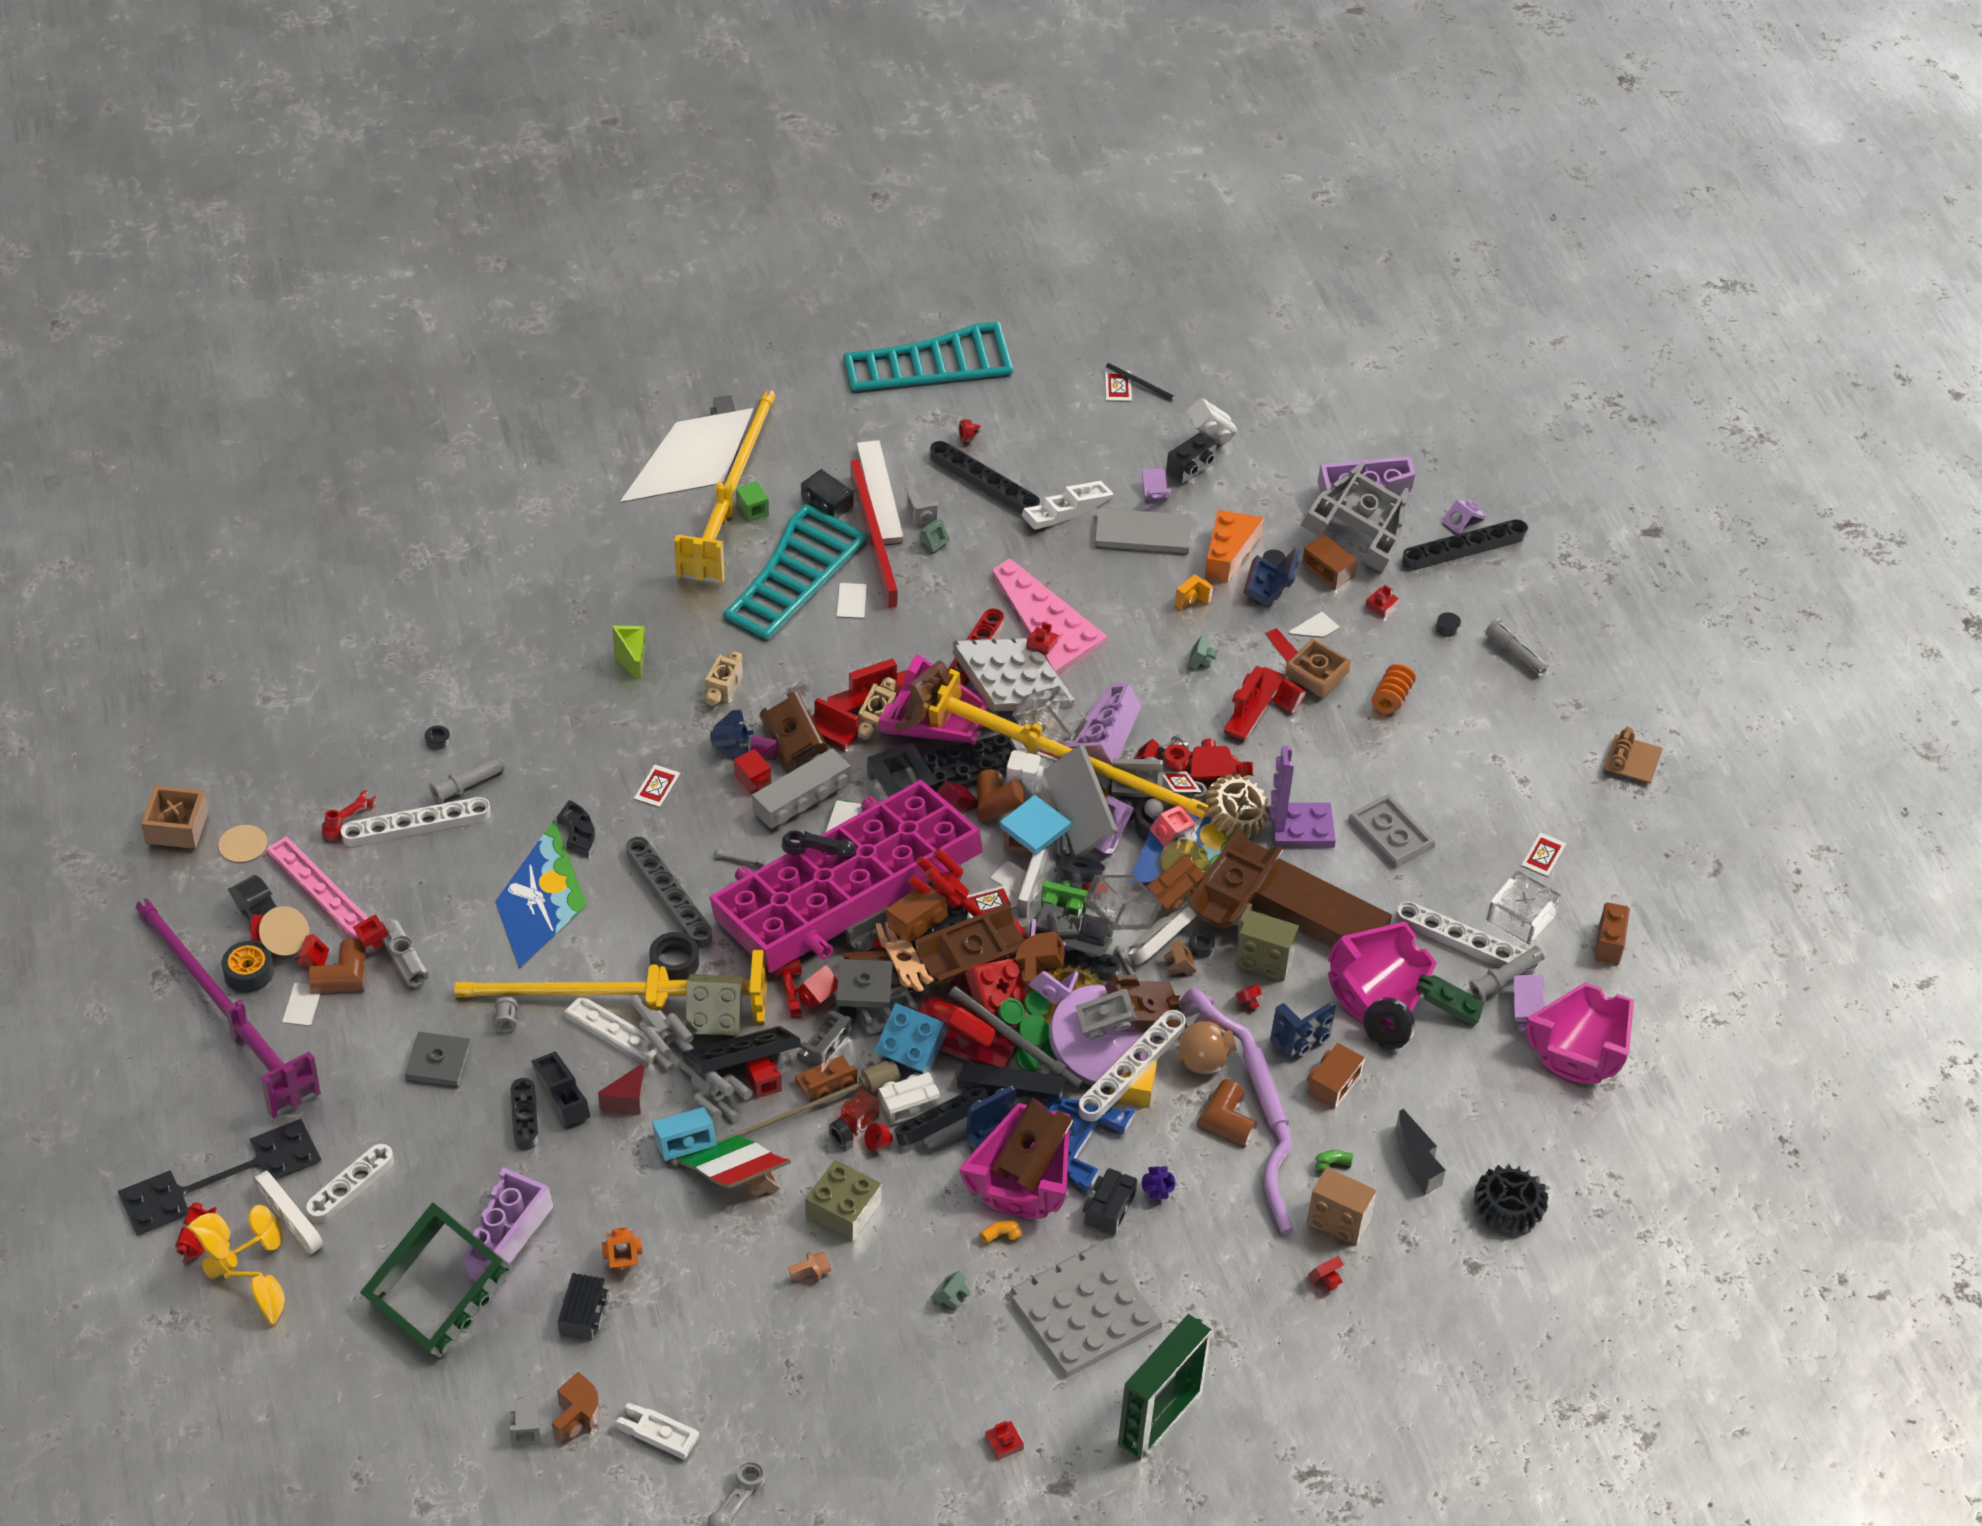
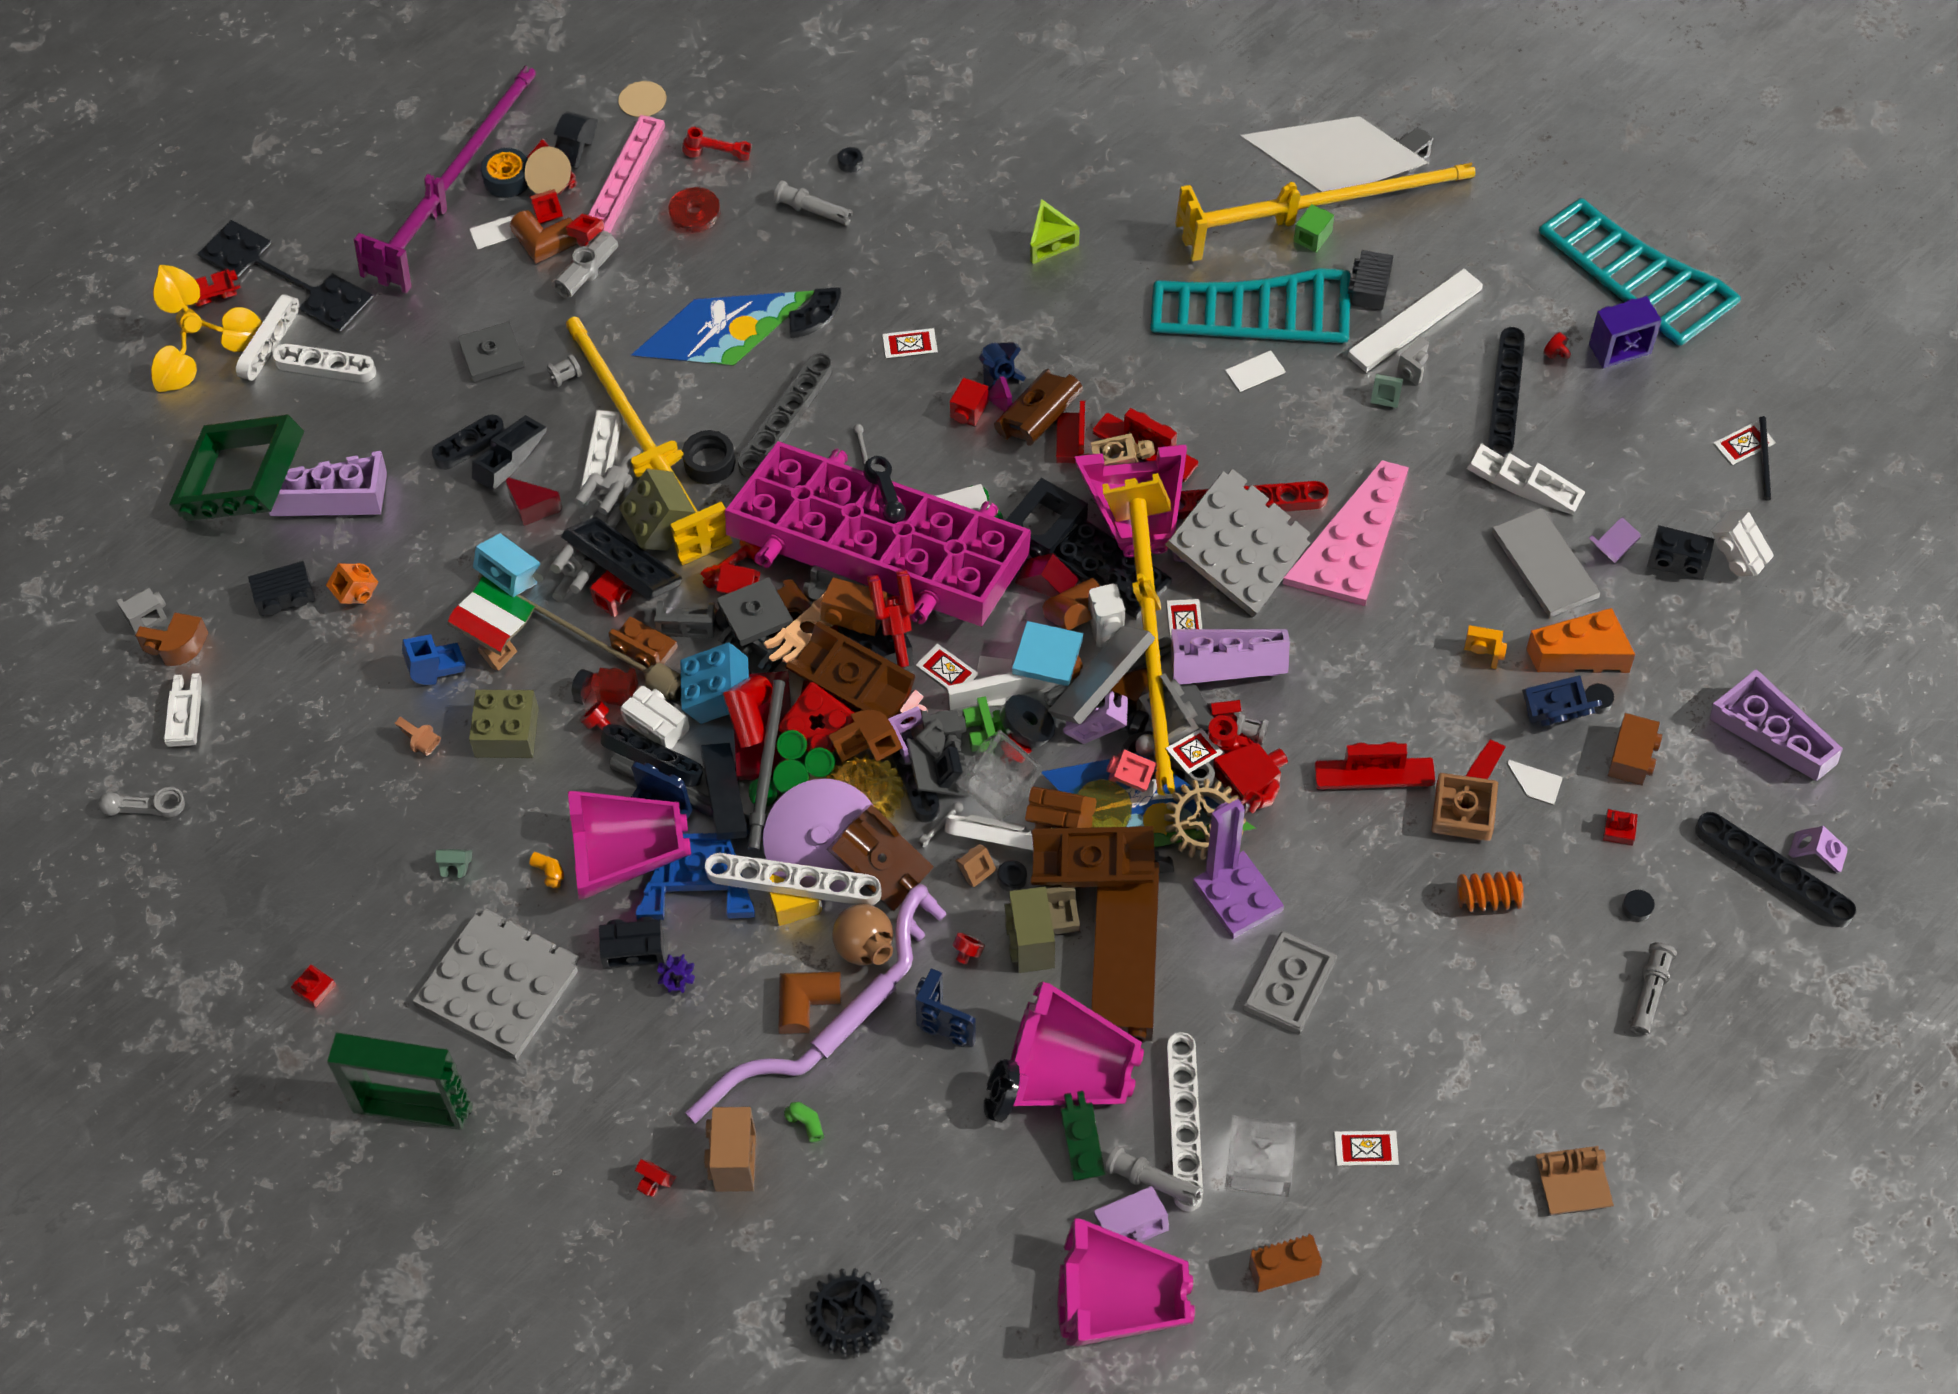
camera: 65 degrees right, 10 degrees up
(175, 817) = (626, 36): medium nougat brick -> none
(399, 847) = (694, 198): none -> clear red tile
(415, 818) = (739, 198): white beam -> none
(723, 678) = (1069, 322): tan piece -> none
(744, 1223) = (428, 662): none -> blue brick
(801, 788) = (971, 448): light grey brick -> none
(874, 534) = (1339, 348): red tile -> none
(923, 694) = (1114, 466): reddish brown piece -> none
(989, 387) = (1624, 332): none -> dark purple brick
(1033, 1126) = (632, 837): reddish brown piece -> none
(1042, 638) = (1310, 545): red tile -> none
(1051, 988) = (829, 760): lavender bracket -> none
(1052, 711) = (1192, 597): clear brick -> none
(1106, 1013) = (821, 821): light grey bracket -> none
(1201, 653) = (1404, 692): sand green tile -> none
(1289, 696) = (1405, 800): red tile -> none
(1335, 1074) = (911, 1072): dark orange brick -> none
(1364, 507) = (1720, 741): light grey wedge -> none
(1419, 1154) = (855, 1195): black slope -> none

